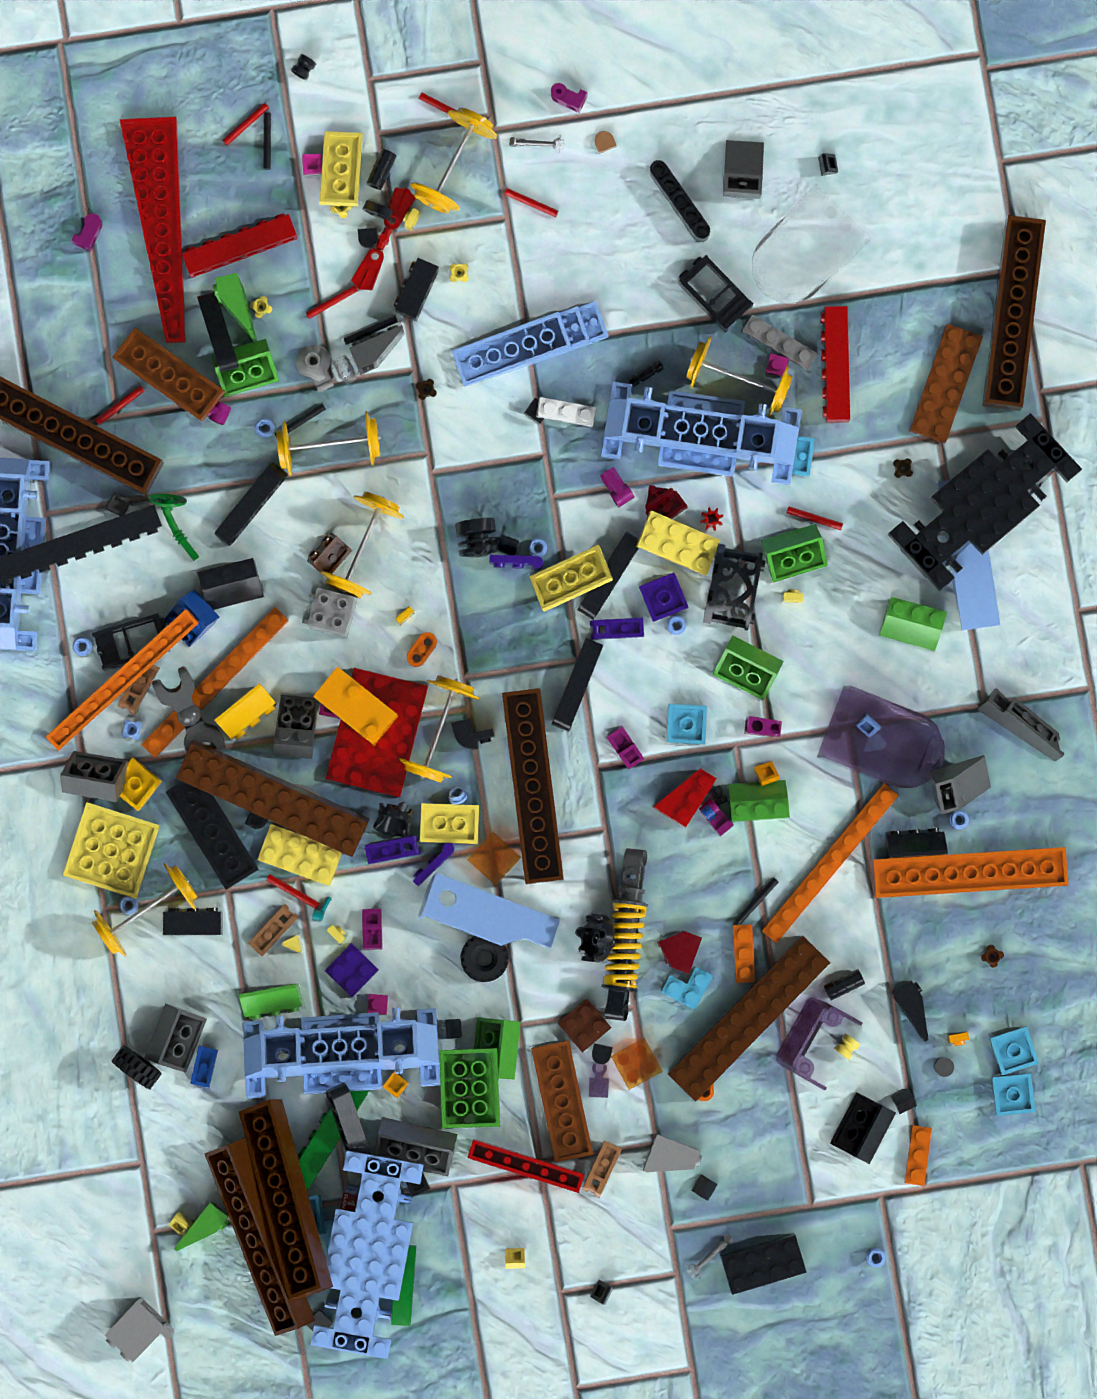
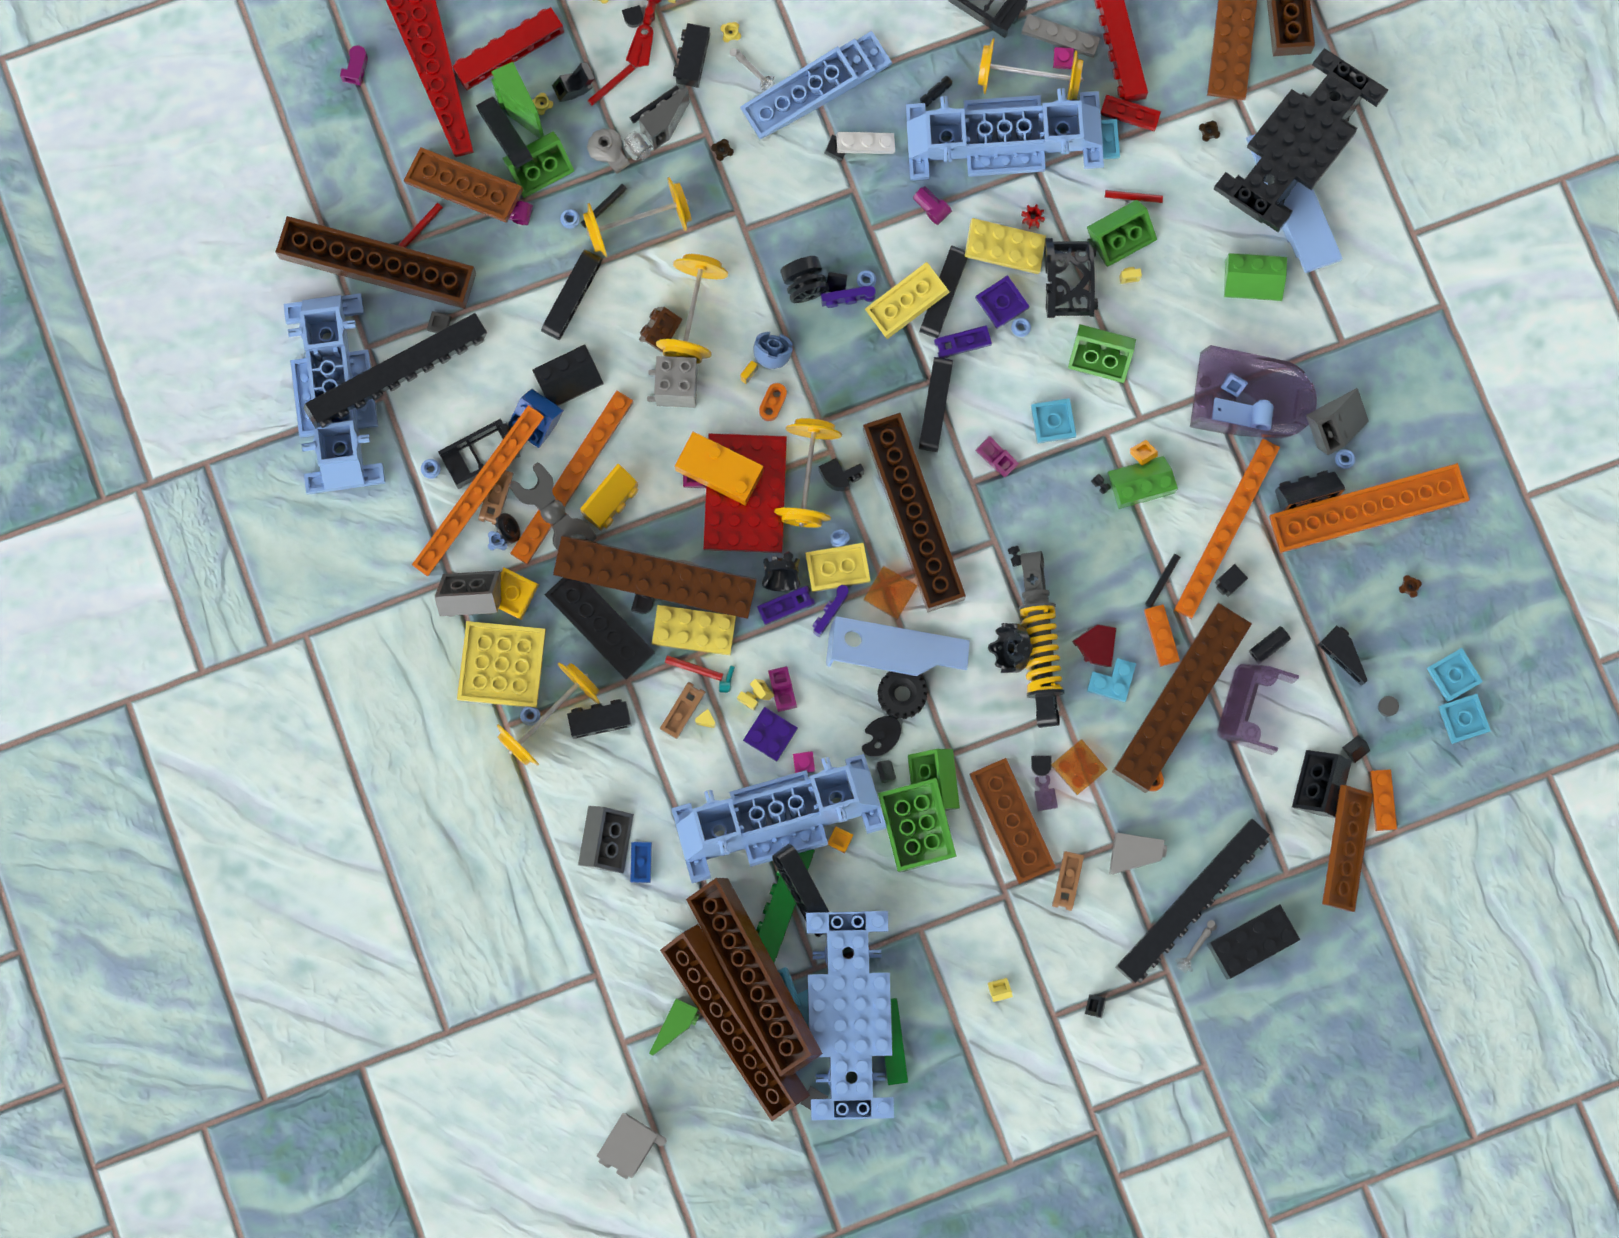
camera: 15 degrees left, 5 degrees down
(136, 1067) = (572, 875): black tyre -> none
(147, 716) = (511, 525): none -> black gear
(167, 503) = (488, 310): green dish -> none
(181, 1223) = (650, 1028): light yellow slope -> none
(271, 1001) = (695, 780): bright green slope -> none
(295, 295) = (575, 84): none -> black brick
(296, 727) = (662, 503): dark grey slope -> none
(348, 1202) = (817, 967): red sticker -> none
(351, 926) = (761, 689): none -> light yellow plate
(416, 1145) = (875, 893): dark grey slope -> none
(416, 1189) = (884, 938): black plate -> none
(431, 600) = (772, 350): none -> medium blue cylinder
(433, 1096) = (881, 843): white sticker -> none
(460, 989) = (885, 731): none -> black piece
(482, 331) = (766, 82): none -> light grey piece
(526, 1165) = (991, 892): red brick -> none
(584, 1025) = (1017, 740): copper plate -> none
(621, 850) = (1016, 559): none -> black piece
(664, 502) = (982, 209): dark red slope -> none
(686, 798) = (1068, 495): red wedge -> none
(704, 1187) = (1175, 877): black slope -> none
(714, 1213) = (1192, 901): none -> black brick
(716, 817) = (1103, 506): magenta leg -> none
(762, 727) = (1129, 407): magenta leg -> none
(821, 915) = (1230, 580): none -> black brick
(829, 434) = (1130, 113): none -> red plate
(847, 1046) = (1287, 704): light yellow wheel -> none
(872, 1195) = (1347, 848): none -> dark orange plate
(878, 760) = (1255, 416): none -> light blue door
(880, 1261) = (1369, 907): light blue plate -> none
(958, 1039) = (1396, 674): light orange plate -> none
(1023, 723) = (1385, 352): dark grey wedge -> none

